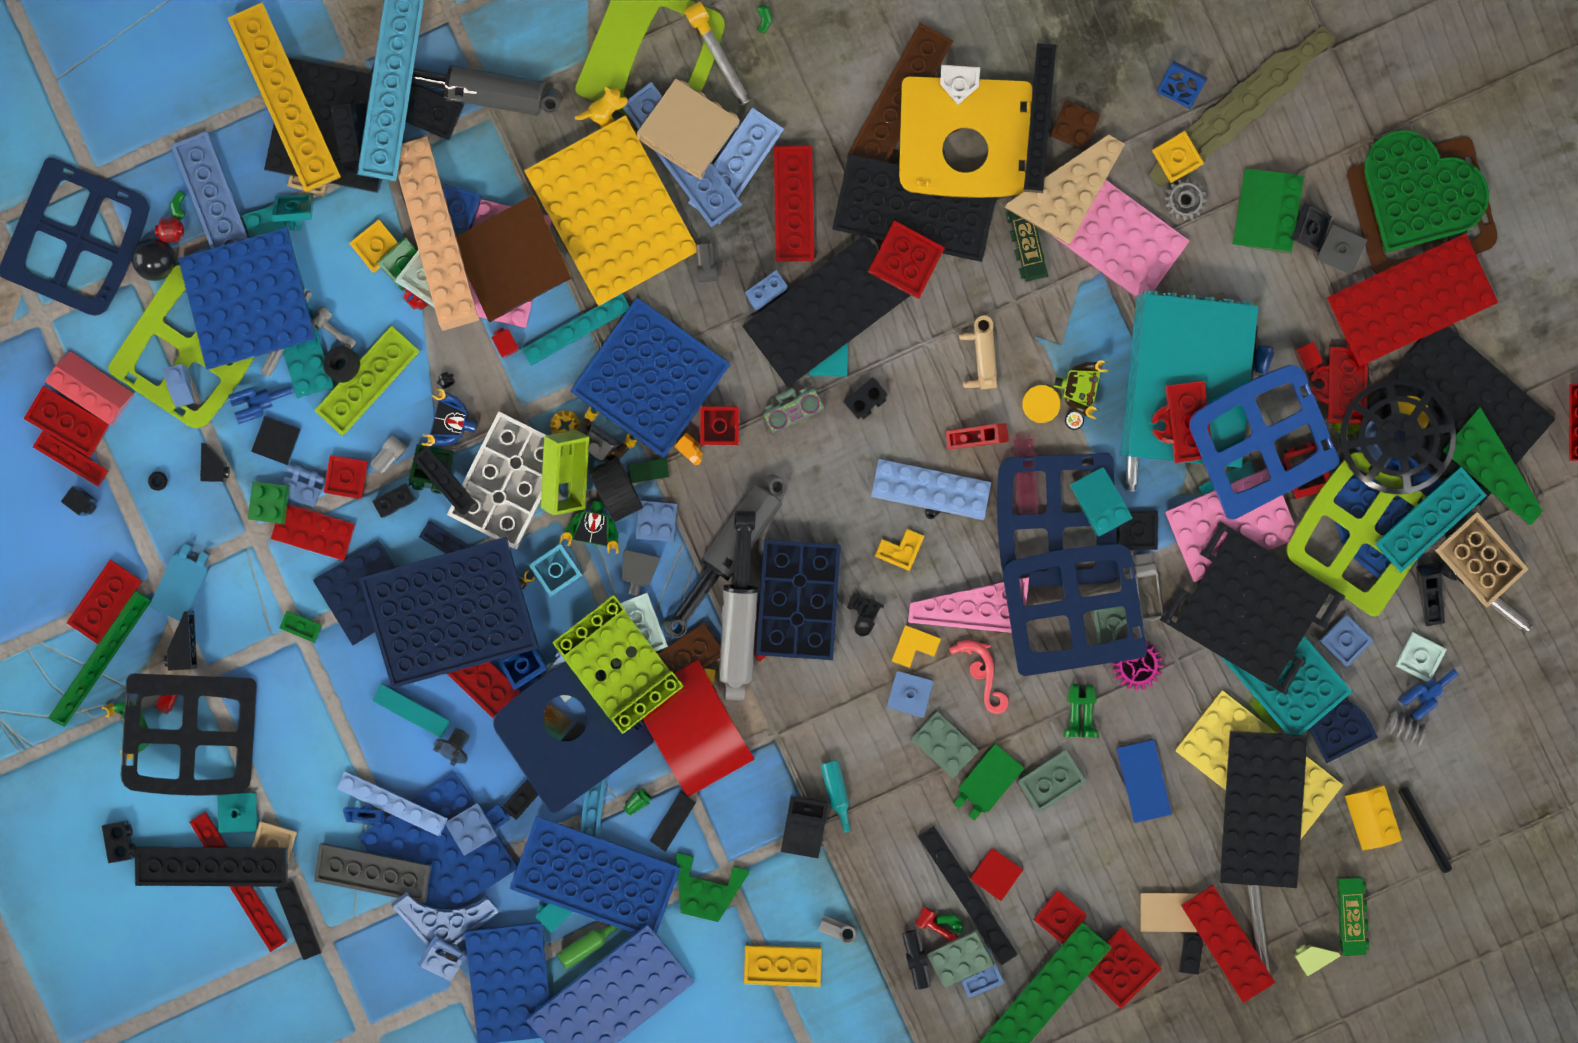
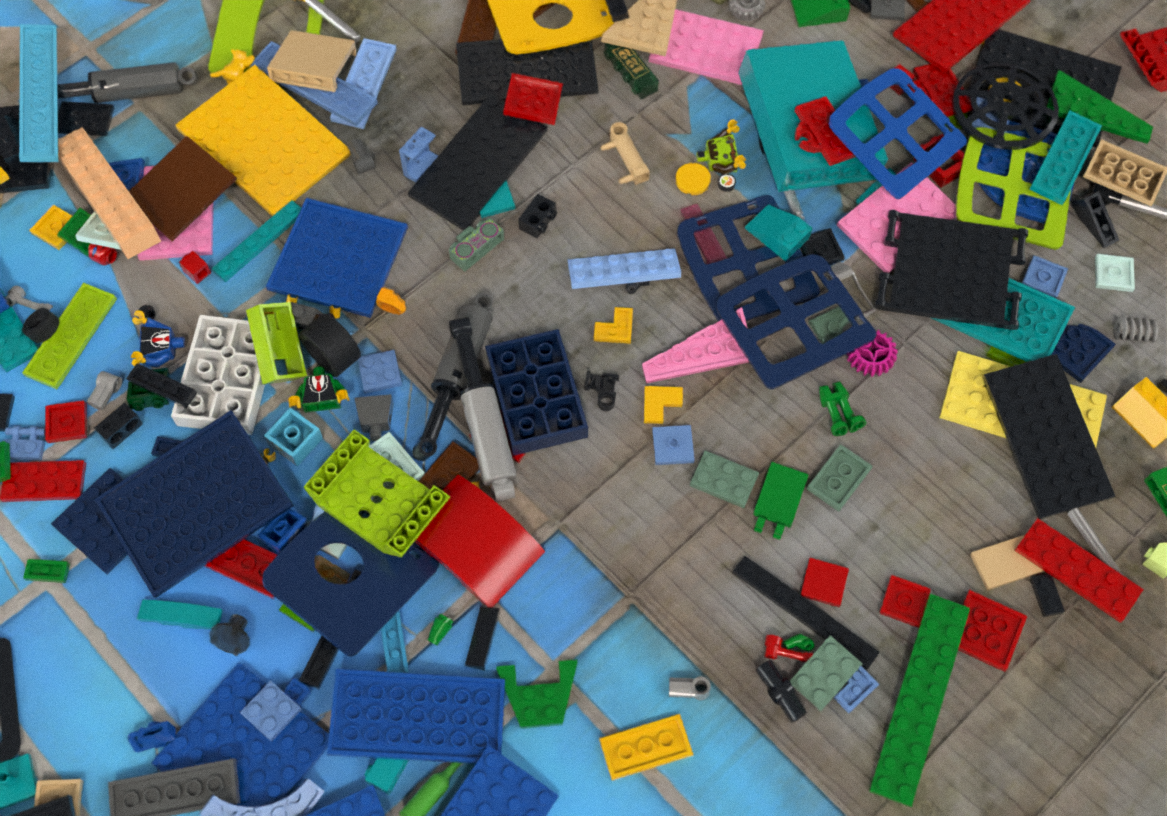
camera: 20 degrees left, 25 degrees down
(392, 803) = (180, 712): light blue plate -> none
(649, 470) = (363, 329): dark green tile -> none
(719, 426) = (413, 272): red brick -> none
(793, 203) = (422, 94): red plate -> none
(804, 826) = (617, 595): black slope -> none
(836, 791) = (636, 552): teal piece -> none
(977, 436) = (648, 215): red slope -> none
(988, 673) = (738, 404): coral plant -> none
(1144, 781) = (925, 451): blue tile -> none
(1427, 695) = (1138, 294): blue plant -> none

